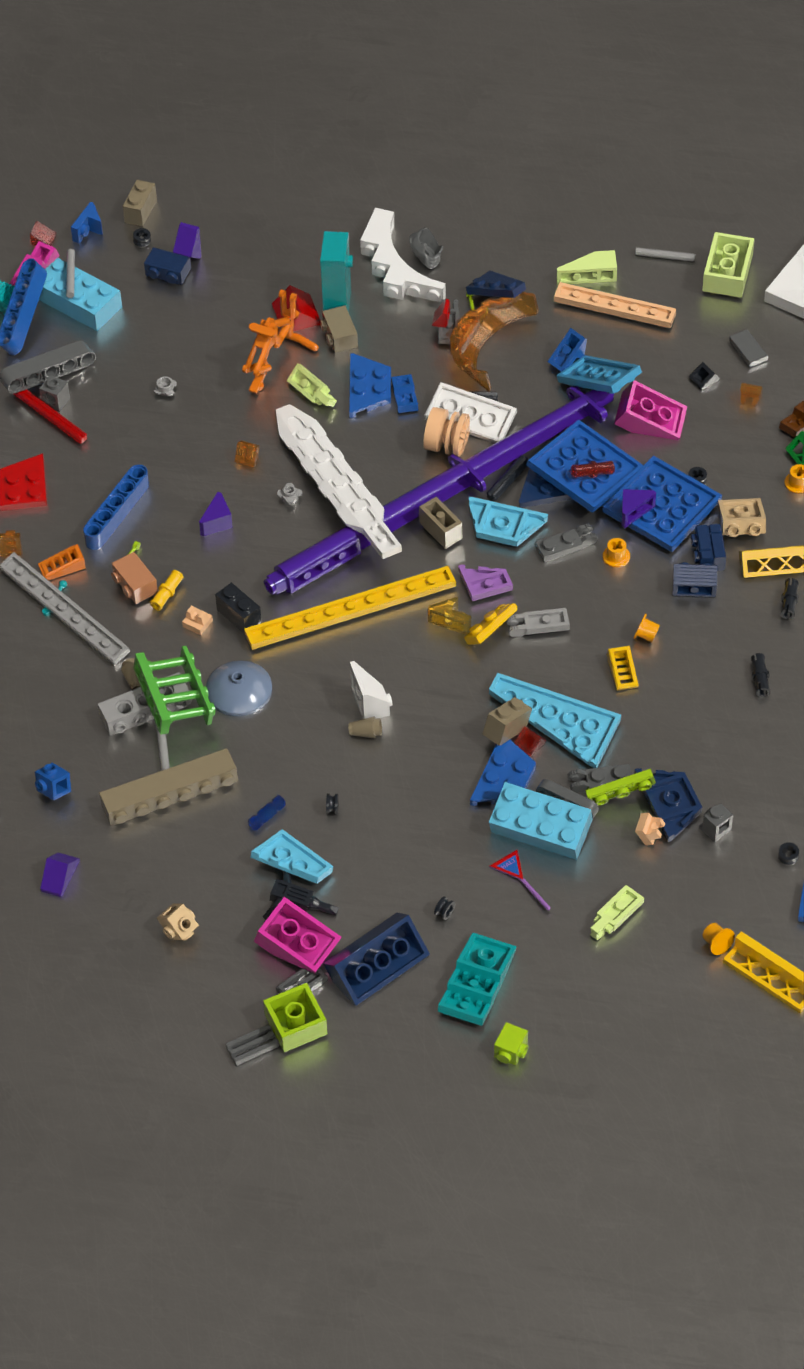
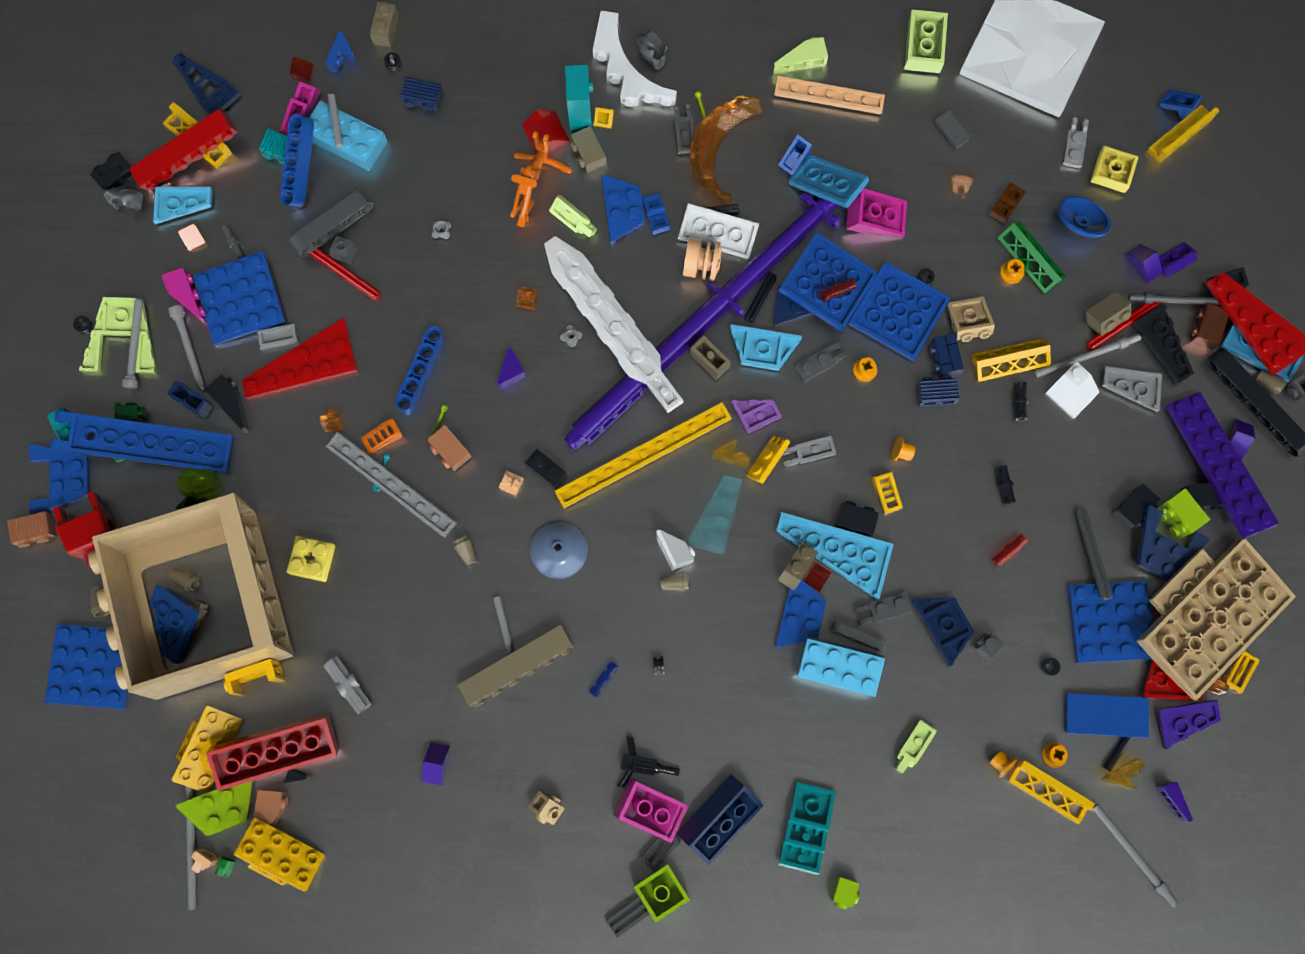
camera: 10 degrees left, 25 degrees up
(52, 781) = (413, 675): blue brick -> none
(132, 708) = (485, 570): light grey brick -> none
(158, 701) = (493, 587): bright green fence -> none
(166, 590) = (479, 455): yellow pin -> none
(188, 241) = (436, 69): dark purple slope -> none
(293, 857) = (634, 726): medium azure wing -> none
(362, 304) = (603, 117): none -> yellow slope
(423, 676) = (715, 523): none -> clear light blue wing
(442, 314) = (677, 127): red slope -> none
(444, 908) = (770, 761): black bush -> none
(496, 285) = (722, 88): dark blue wing -> none
(511, 866) = (818, 707): piece -> none
(583, 686) = (856, 519): none -> black brick
(622, 787) = (904, 624): lime tile -> none
(636, 504) = (876, 322): dark purple slope -> none
(648, 828) = (930, 659): light nougat tile -> none
(665, 254) = (866, 31): light grey bar -> none
(703, 376) = (917, 165): black slope -> none
(756, 736) = (1009, 550): none -> clear red pin
(782, 939) = (1054, 754): none -> light orange piece

